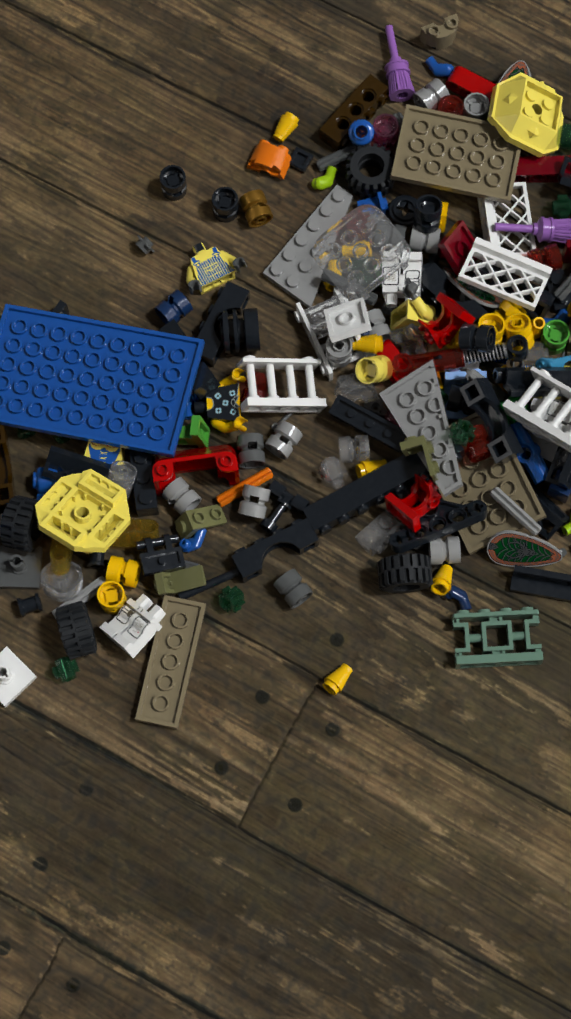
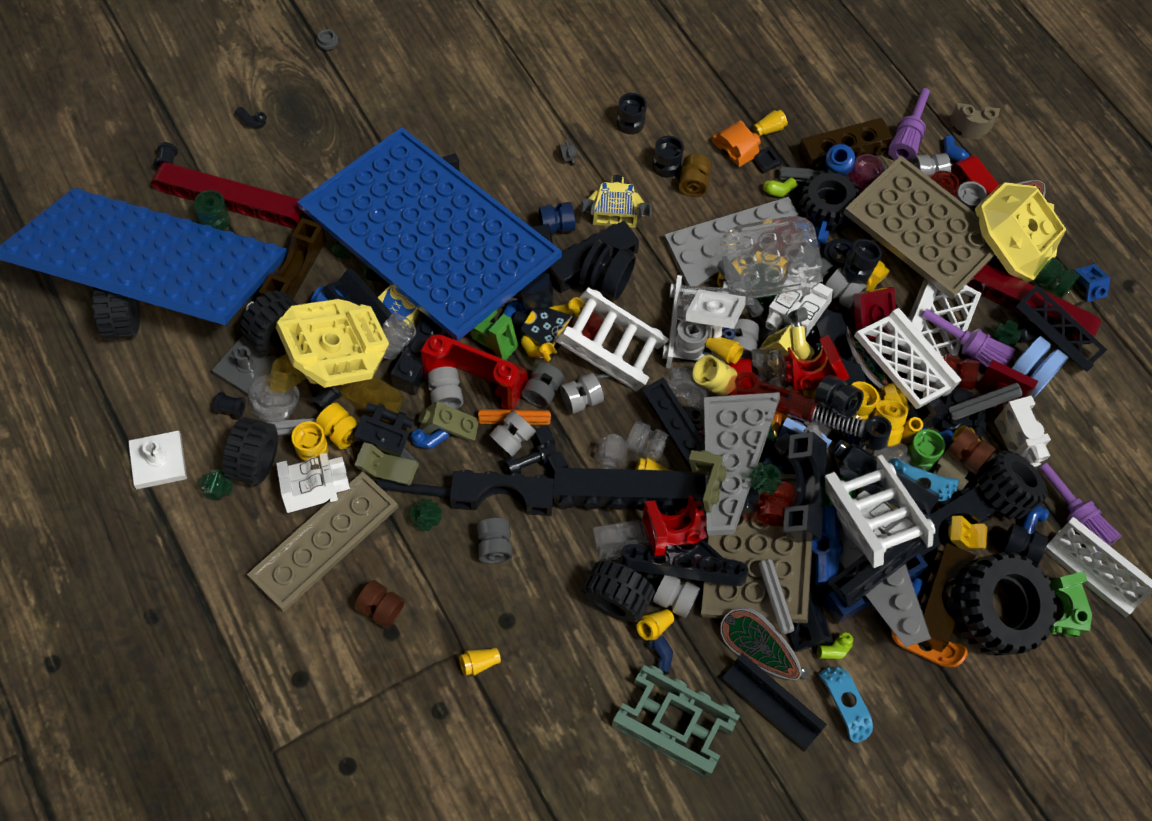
camera: 25 degrees right, 10 degrees down
(243, 682) = (377, 602): none -> copper wheel

